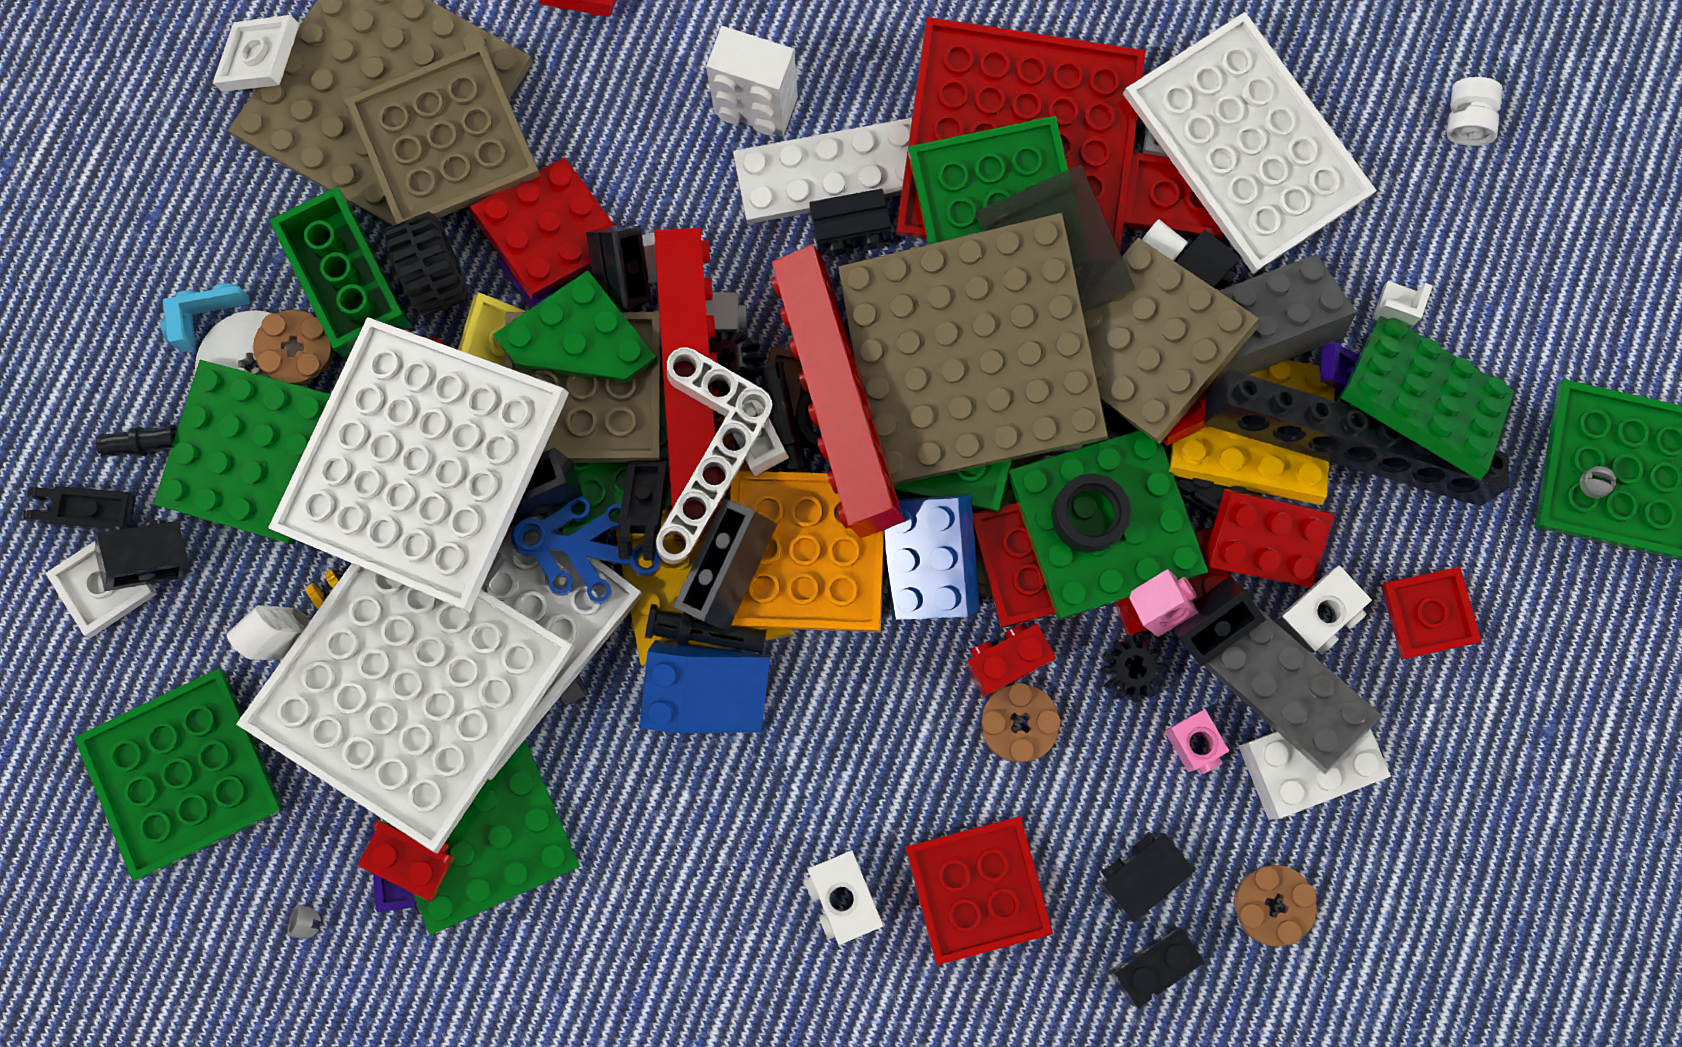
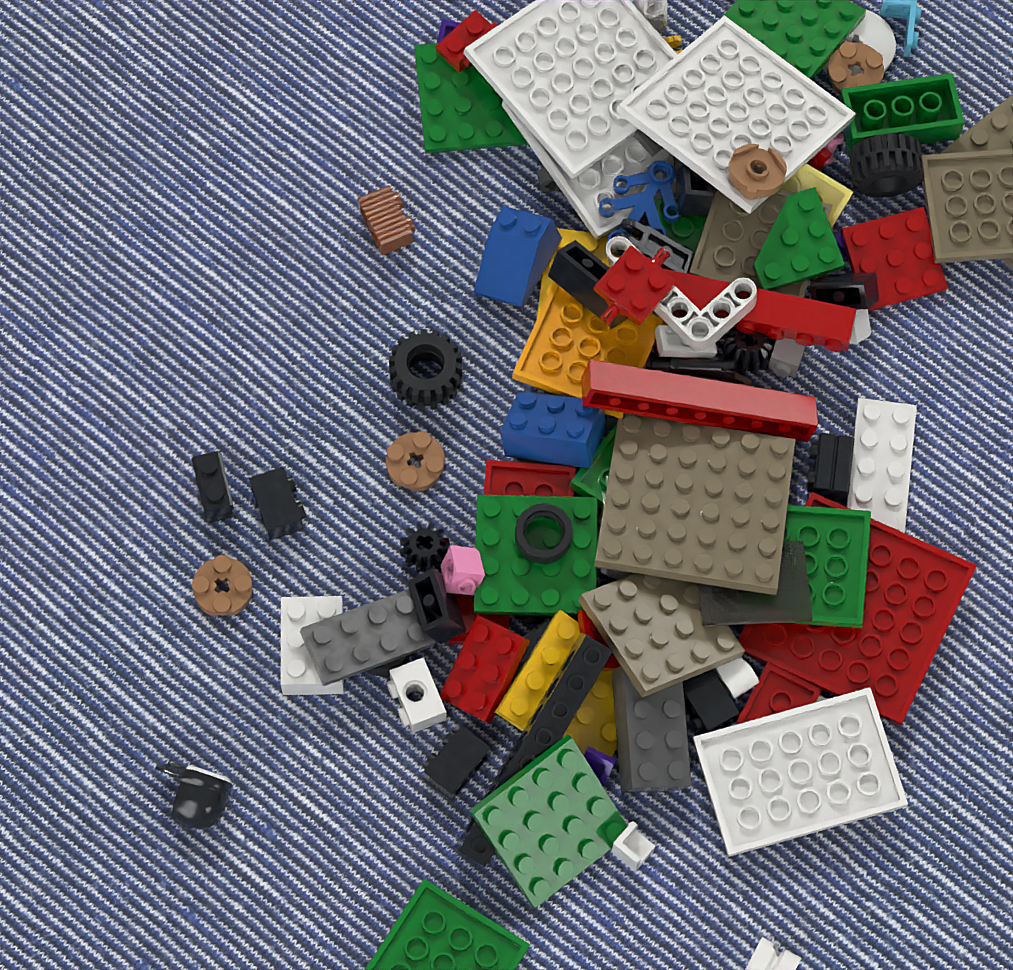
camera: 105 degrees right, 10 degrees down
(525, 411) = (753, 184): none -> medium nougat plate
(682, 625) = (543, 286): black pin -> none
(700, 881) = (386, 220): none -> dark orange brick
(727, 499) = (635, 286): none -> red plate
(752, 81) = (957, 419): white brick -> none
(861, 916) = (352, 314): white brick -> none
(908, 716) = (425, 391): none -> black tyre
(978, 890) = (310, 393): red plate -> none
(1009, 660) = (461, 464): red brick -> none
(1180, 739) = (362, 561): bright pink brick -> none
(1386, 536) = (456, 762): none -> black brick
(1430, 613) = (387, 774): red plate -> none
(1549, 826) = (199, 797): none -> black piece
(1596, 488) = (446, 935): light grey hinge -> none

